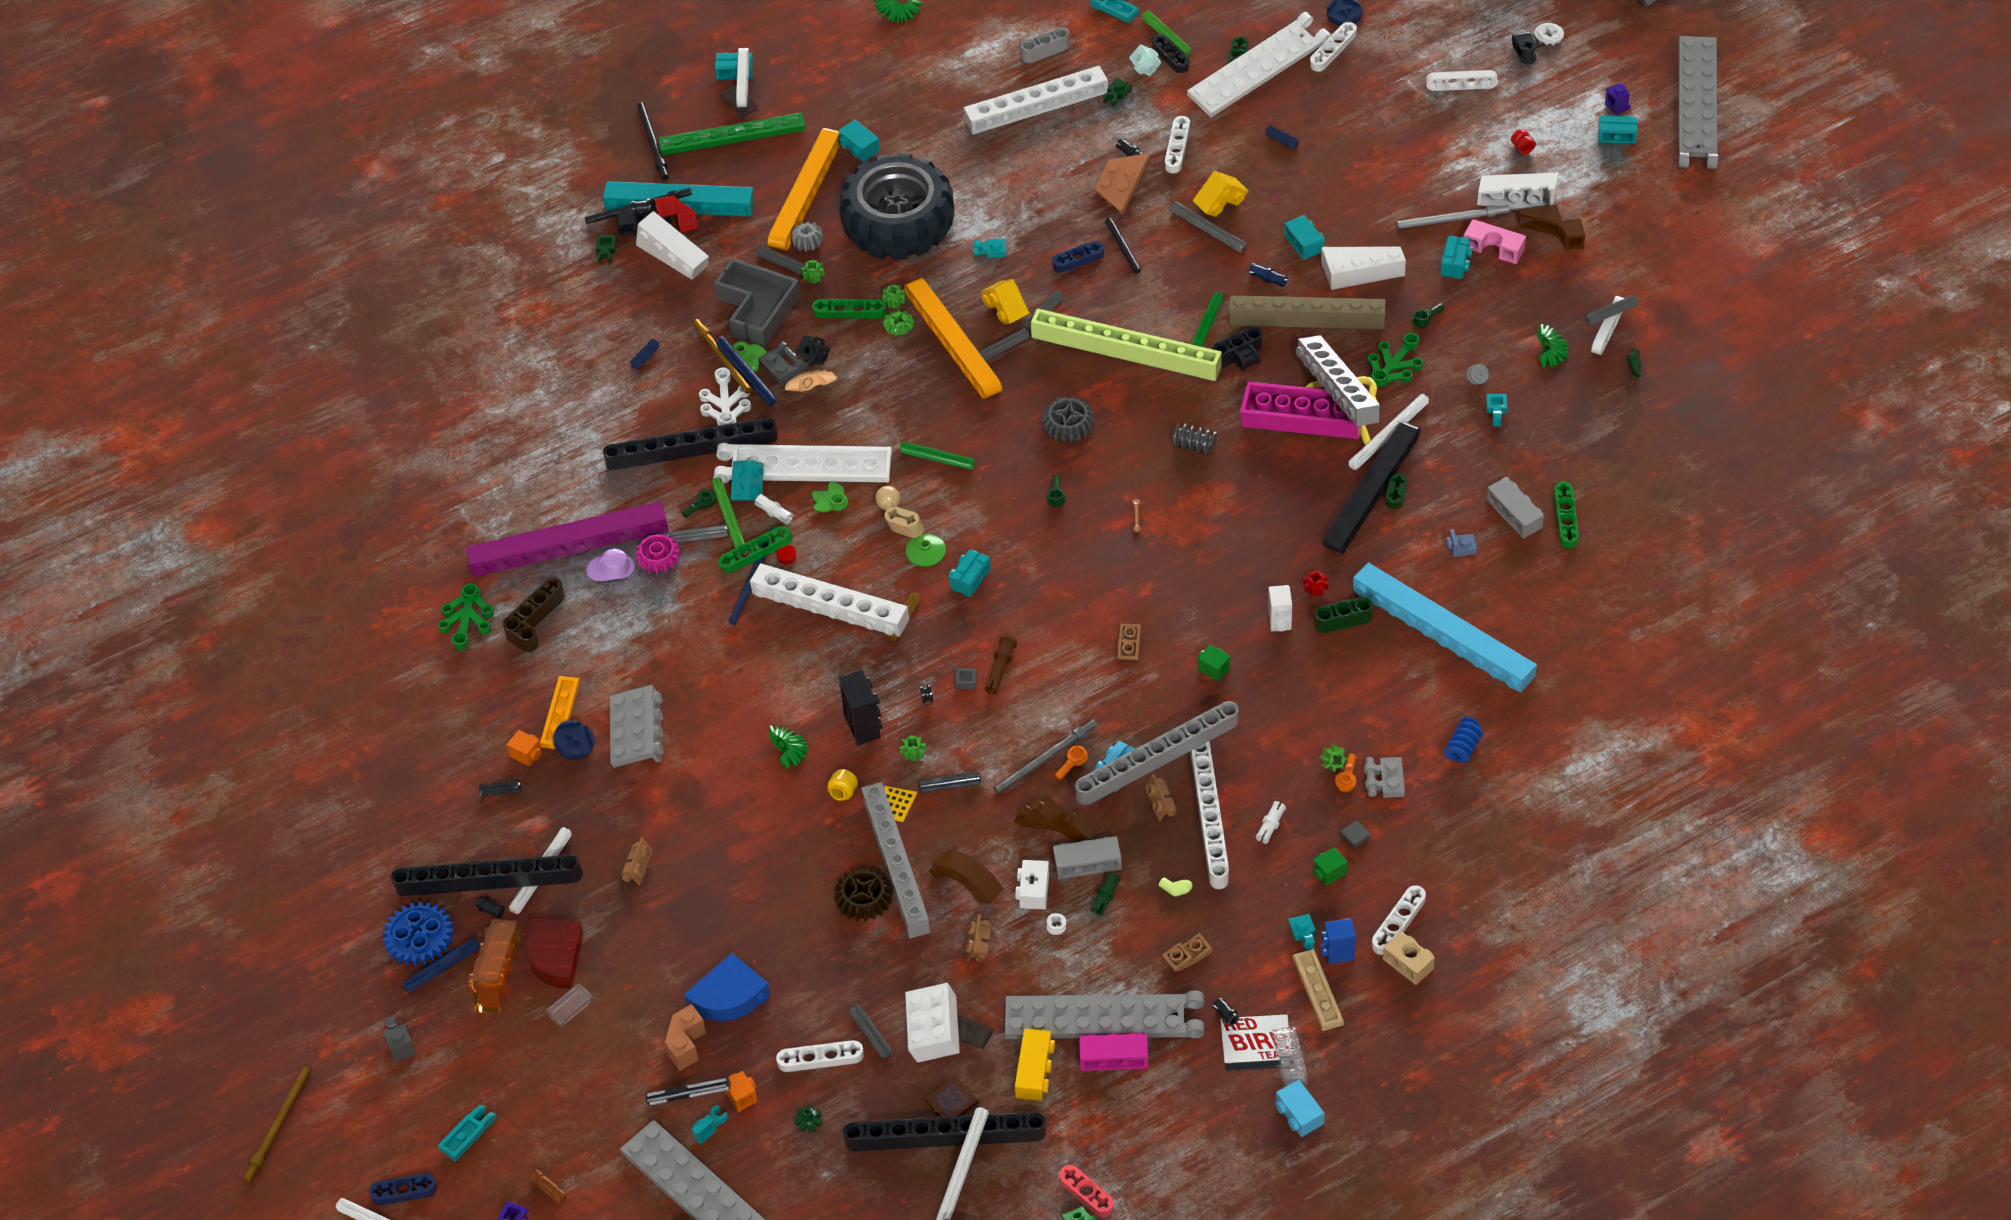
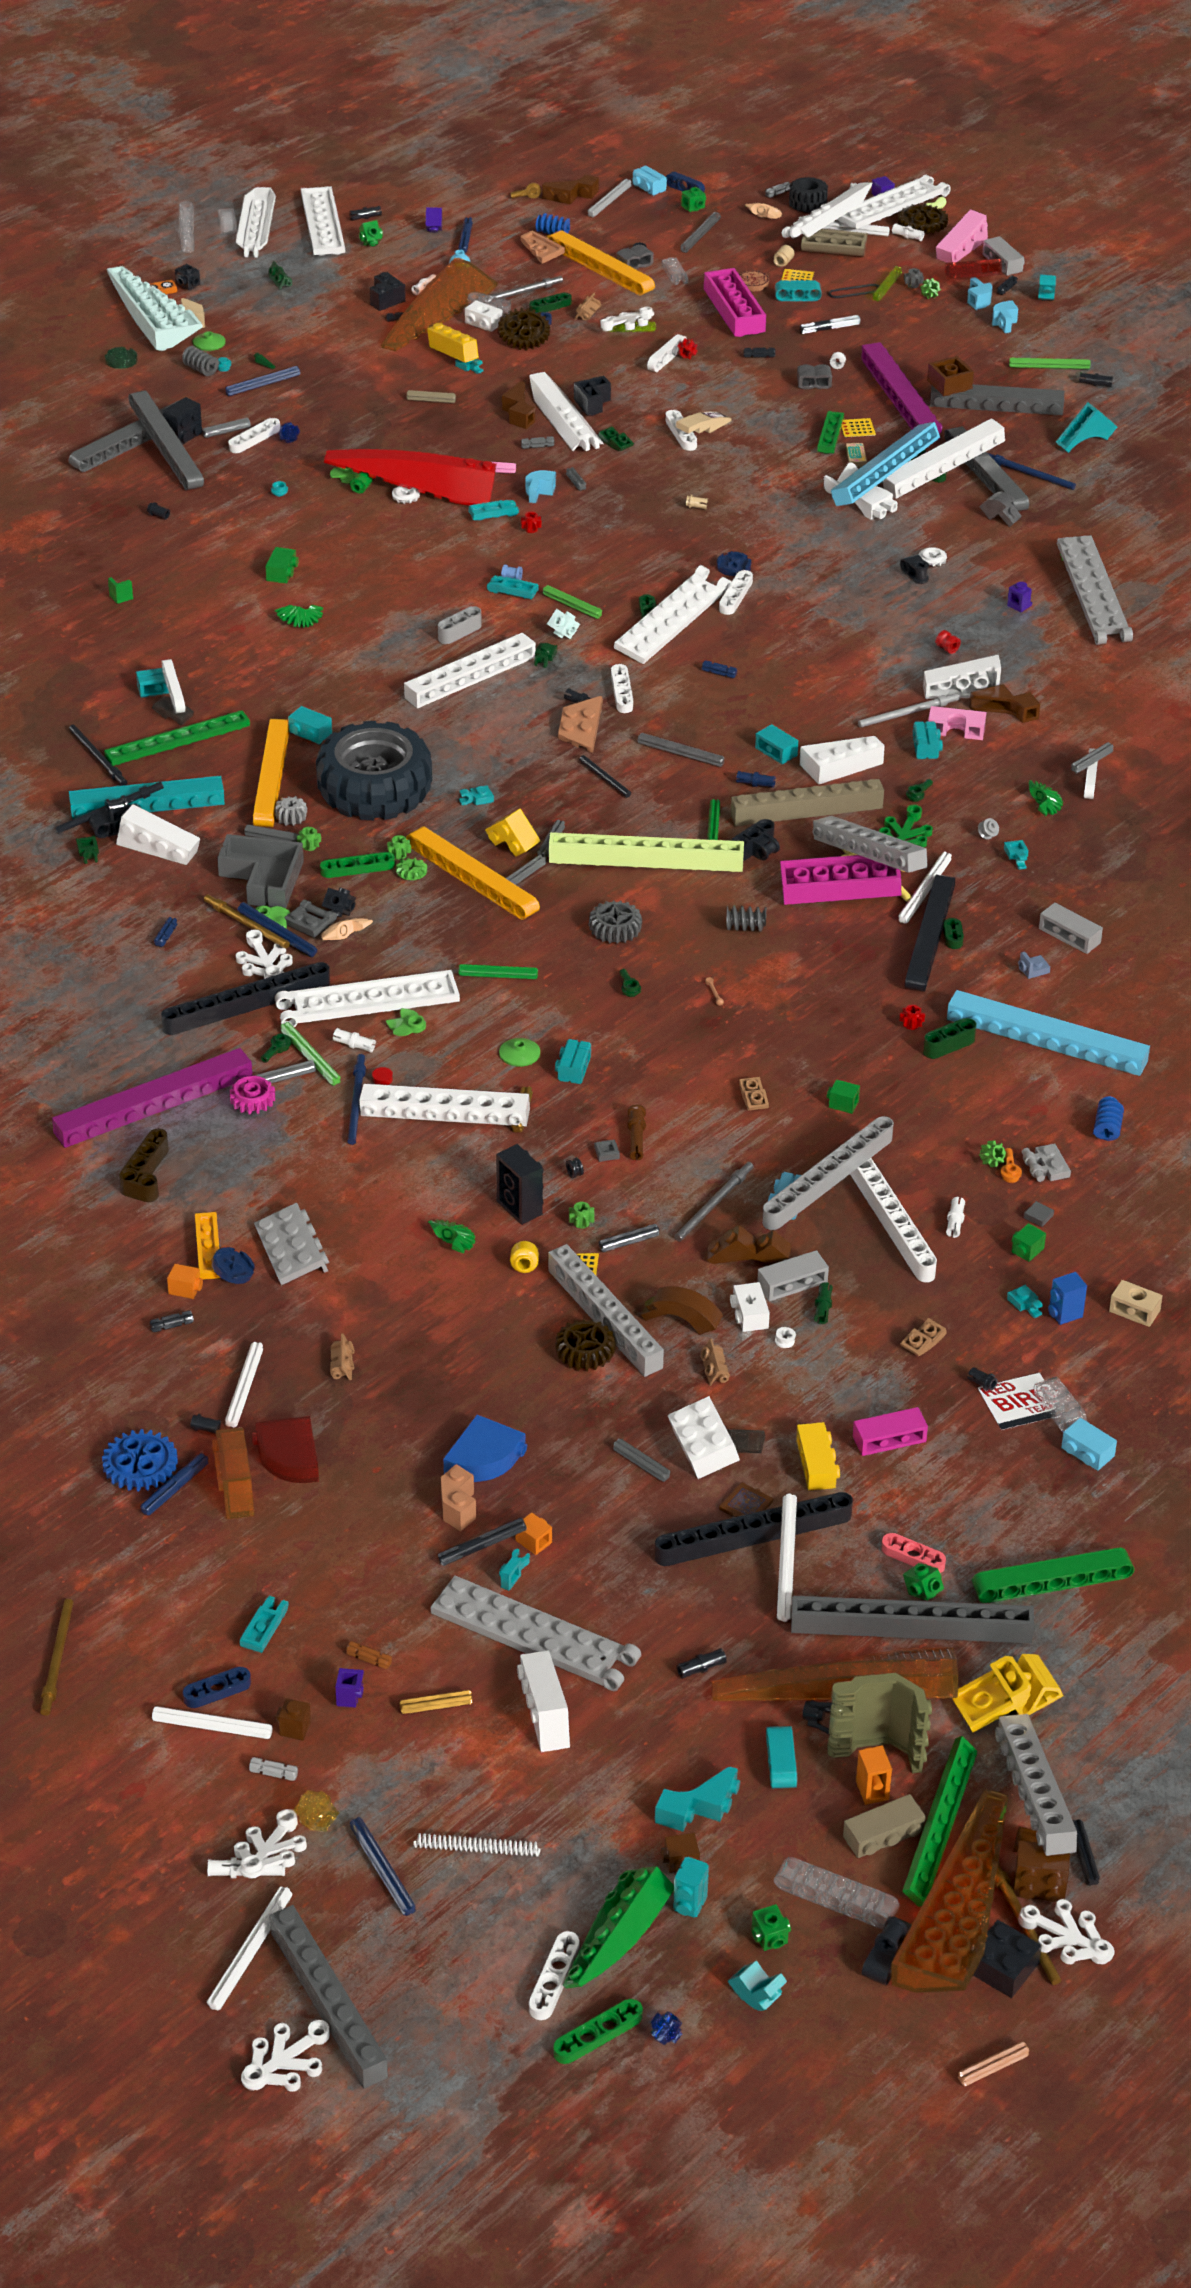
camera: 20 degrees left, 10 degrees down
(398, 1040) = (160, 1556): dark grey brick -> none
(469, 594) = (70, 1161): green plant -> none
(487, 875) = (193, 1394): black beam -> none
(569, 1005) = (324, 1494): clear tile -> none
(610, 566) = (207, 1113): lavender piece -> none
(672, 206) = (147, 800): red tile -> none
(746, 480) = (318, 1018): teal bracket -> none
(756, 552) = (351, 1073): green beam -> none
(808, 1118) = (610, 1545): dark green plant -> none
(819, 1052) = (621, 1480): white beam -> none
(898, 519) = (485, 1027): tan beam -> none
(1075, 757) = (743, 1195): orange plate -> none
(1090, 252) = (575, 786): dark blue beam -> none
(1104, 1014) = (843, 1407): light grey hinge -> none
(1156, 791) = (839, 1215): medium nougat hinge -> none
(1172, 61) = (590, 621): black beam -> none
(1175, 888) = (889, 1287): yellowish green arm -> none
(1218, 191) = (682, 717): yellow brick -> none
(1280, 608) = (890, 1039): white brick -> none
(1318, 990) = (1060, 1346): tan tile -> none
(1397, 919) = (1110, 1275): white beam -> none
(1461, 83) = (869, 598): white beam -> none
(1569, 514) = (1122, 927): green beam -> none
(1617, 129) = (1030, 621): teal brick -> none
(1635, 362) = (1127, 799): dark green bar -> none

